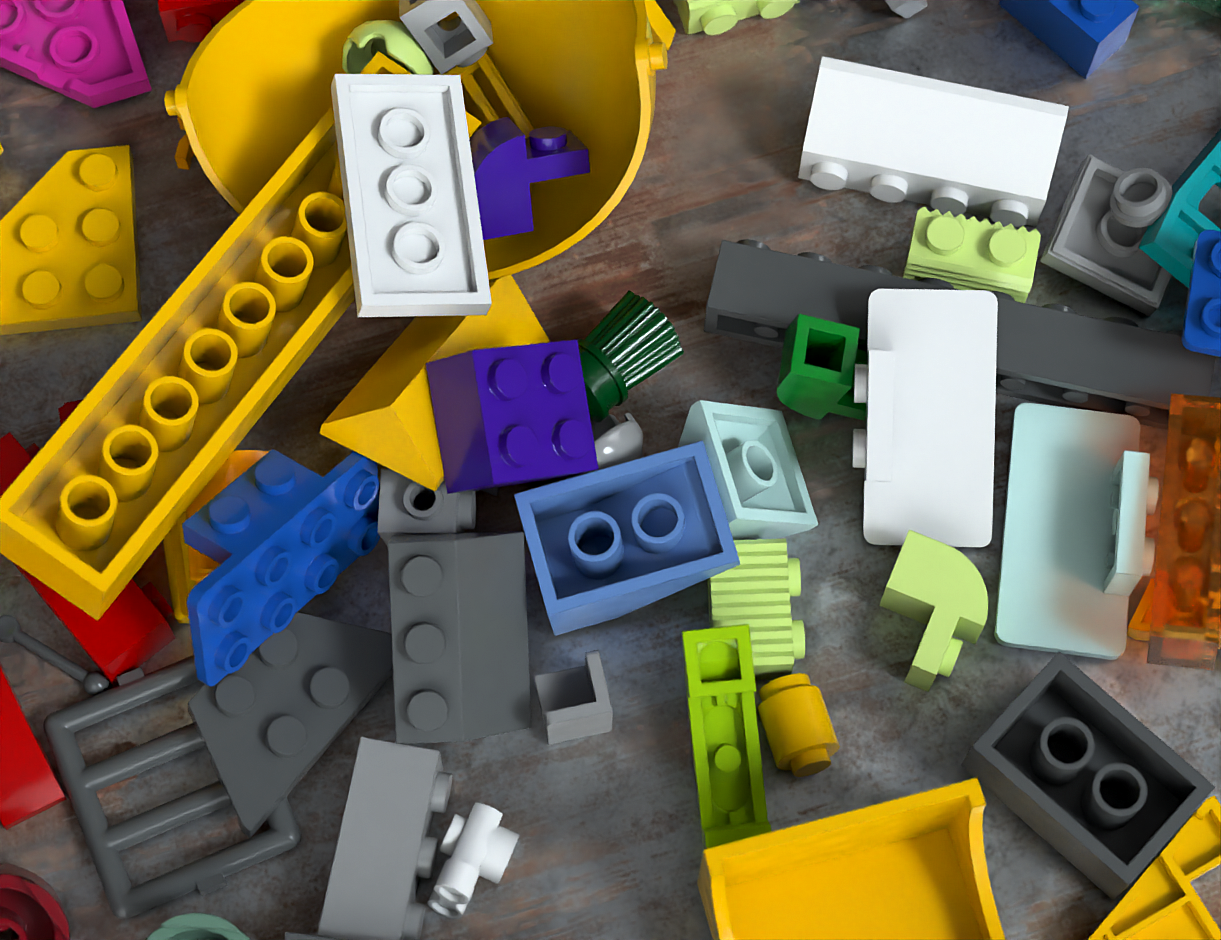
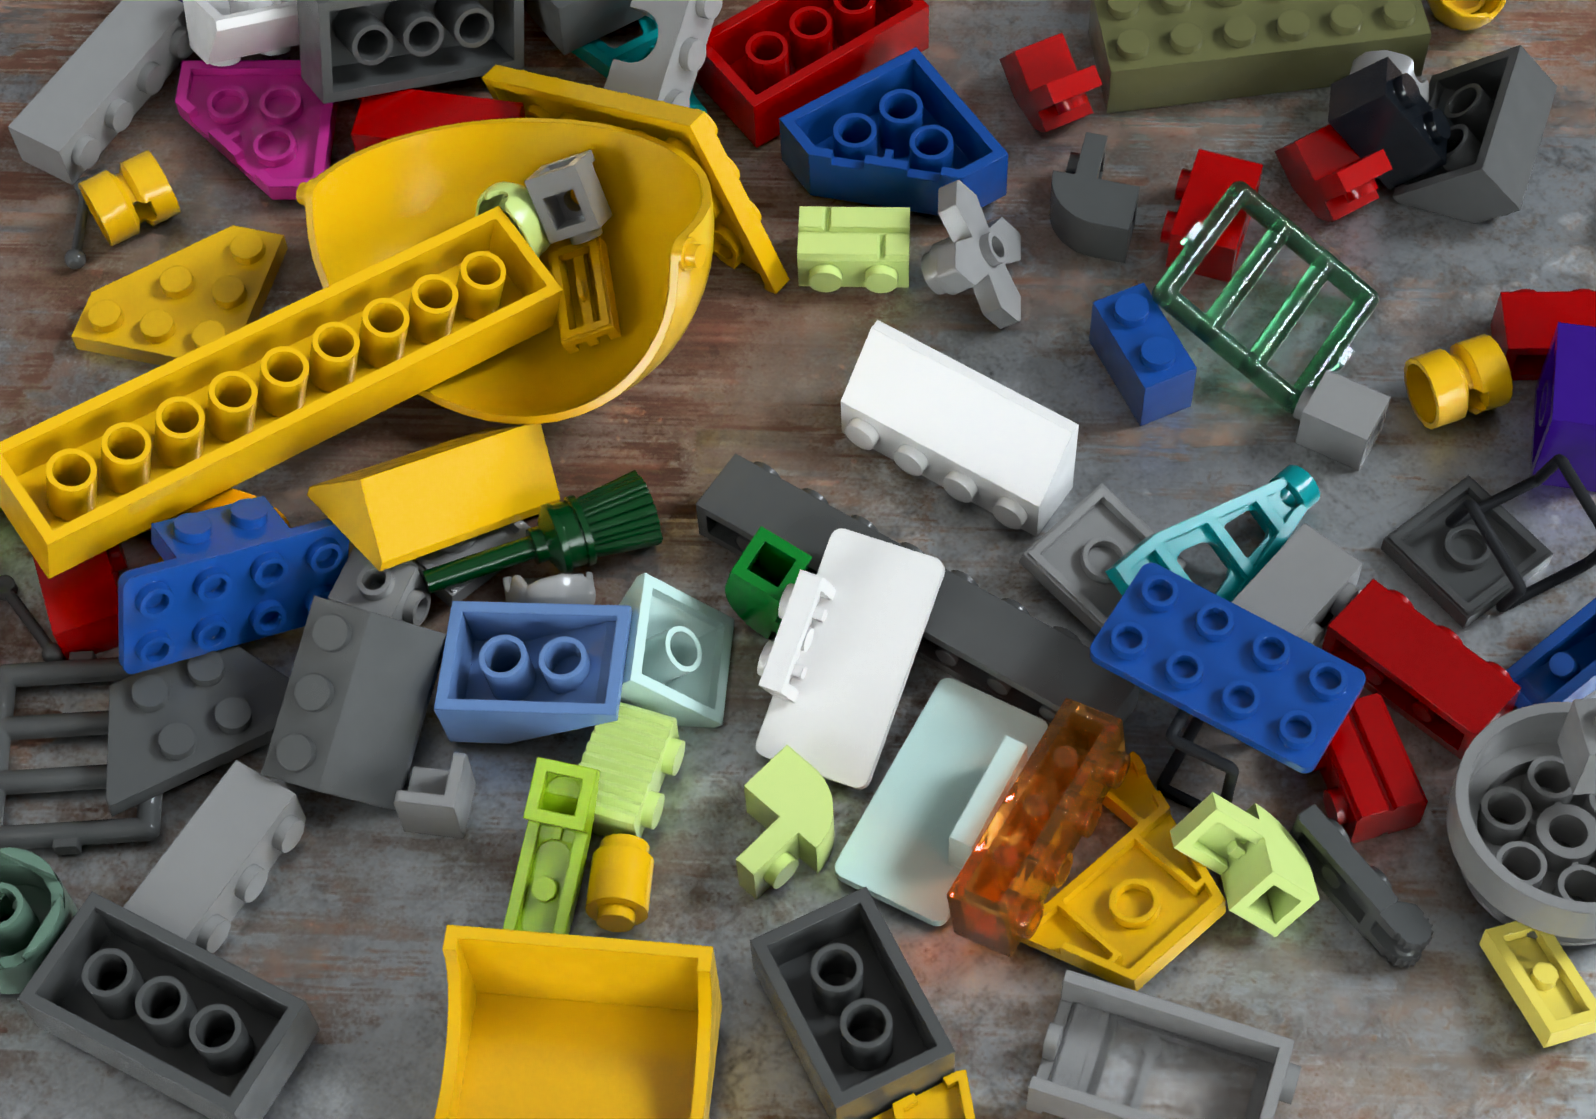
camera: 25 degrees right, 10 degrees down
(410, 195) = (462, 323): white plate -> none
(476, 849) = (290, 890): white plate -> none
(508, 164) = (558, 331): dark purple brick -> none
(511, 415) = (469, 528): dark purple brick -> none
(972, 253) = (956, 534): yellowish green brick -> none
(1140, 197) = (1125, 528): light grey plate -> none

